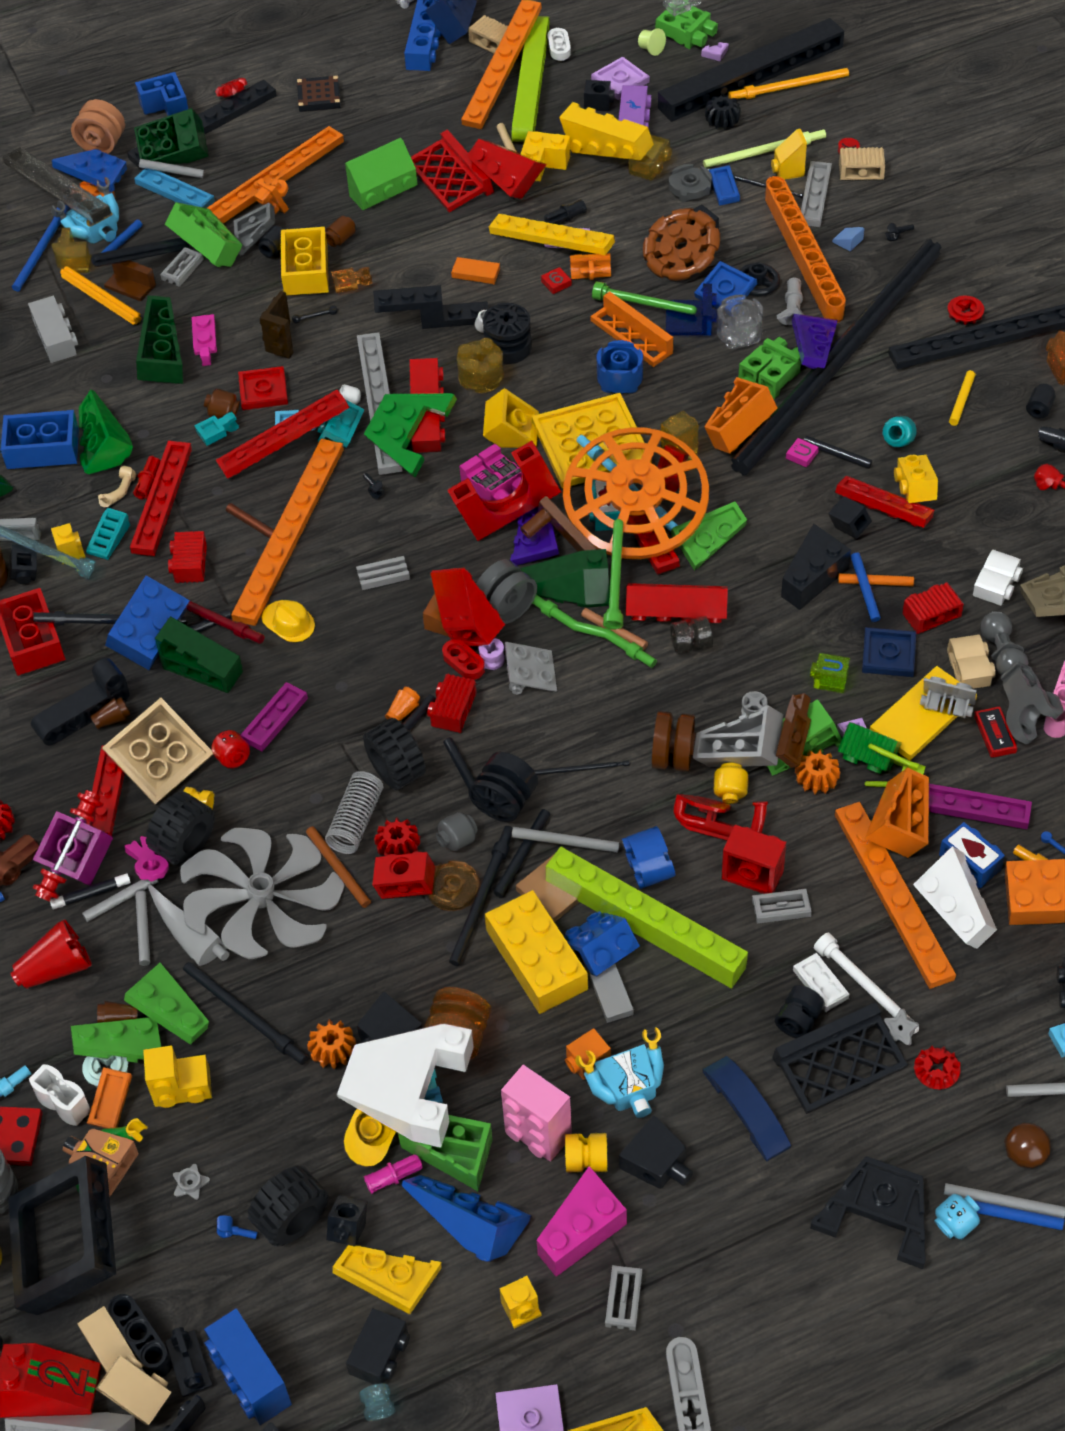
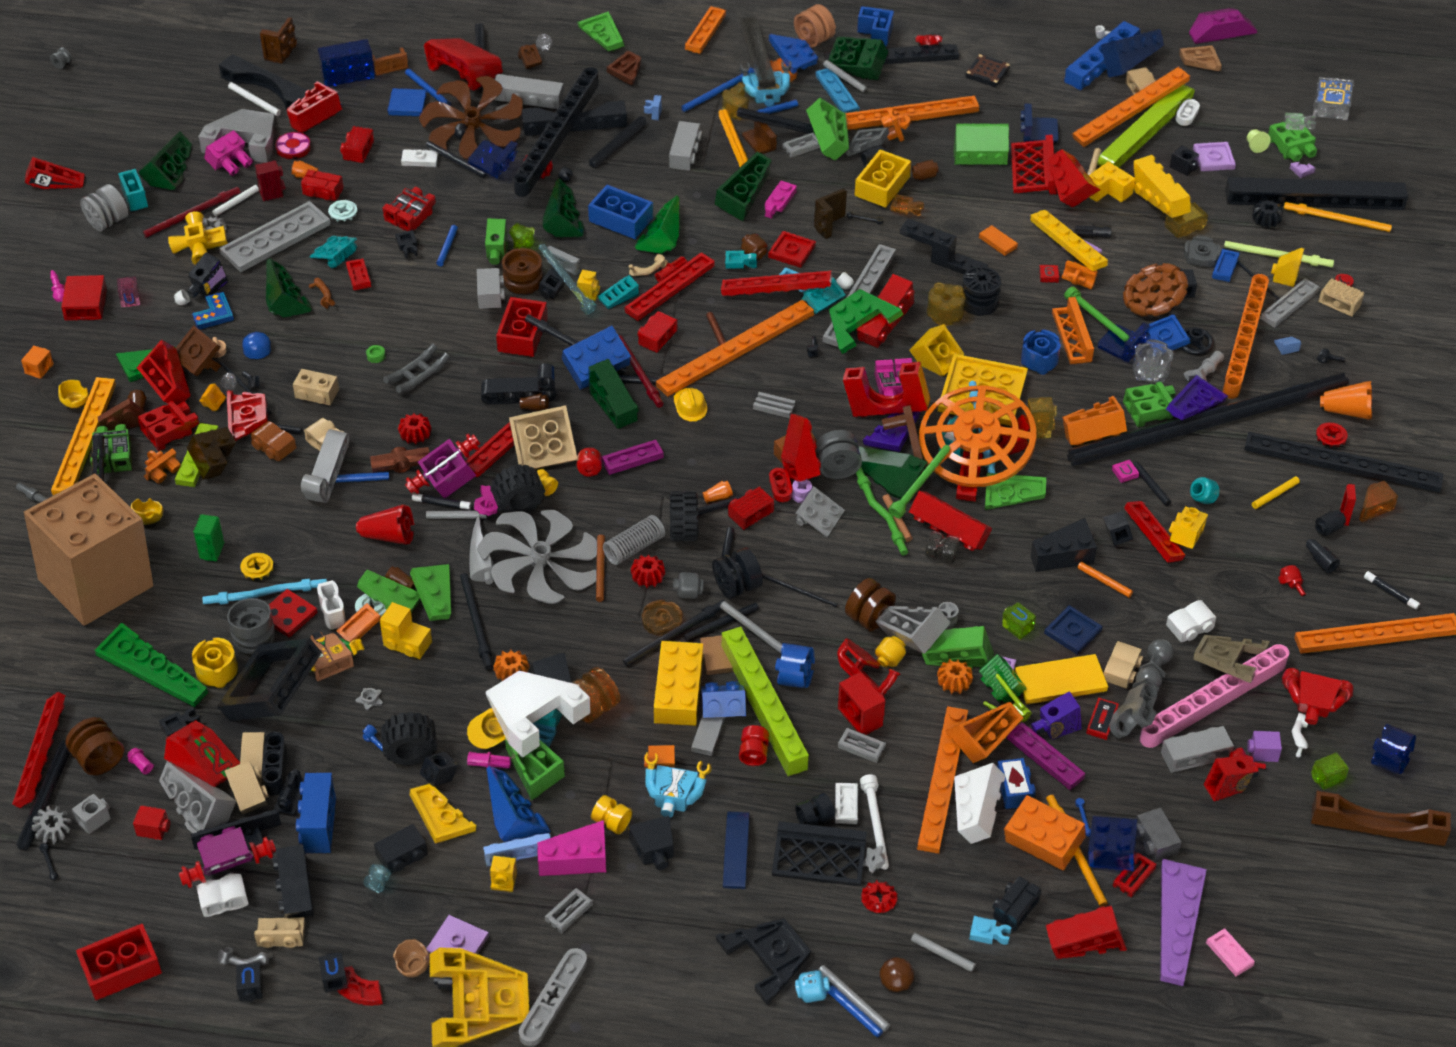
camera: 30 degrees right, 5 degrees down
(142, 928) = (455, 539): light grey bar -> none
(403, 875) = (633, 593): red brick -> none
(420, 131) = (1037, 128): none -> dark blue bracket
(509, 1263) = (516, 848): none -> light blue plate
(536, 1113) = (593, 768): bright pink brick -> none
(635, 104) = (1203, 182): medium lavender brick -> none
(675, 975) = (754, 745): none -> red wheel
(794, 731) = (950, 637): reddish brown hinge -> none
(865, 587) = (1091, 579): blue bar -> none
(932, 607) = (1127, 616): red brick -> none
(938, 688) = (1081, 676): light grey hinge -> none
(960, 264) = (1349, 400): none -> orange cone
(960, 755) = (1059, 717): none -> dark purple torso
(1047, 369) = (1348, 502): none -> red tile

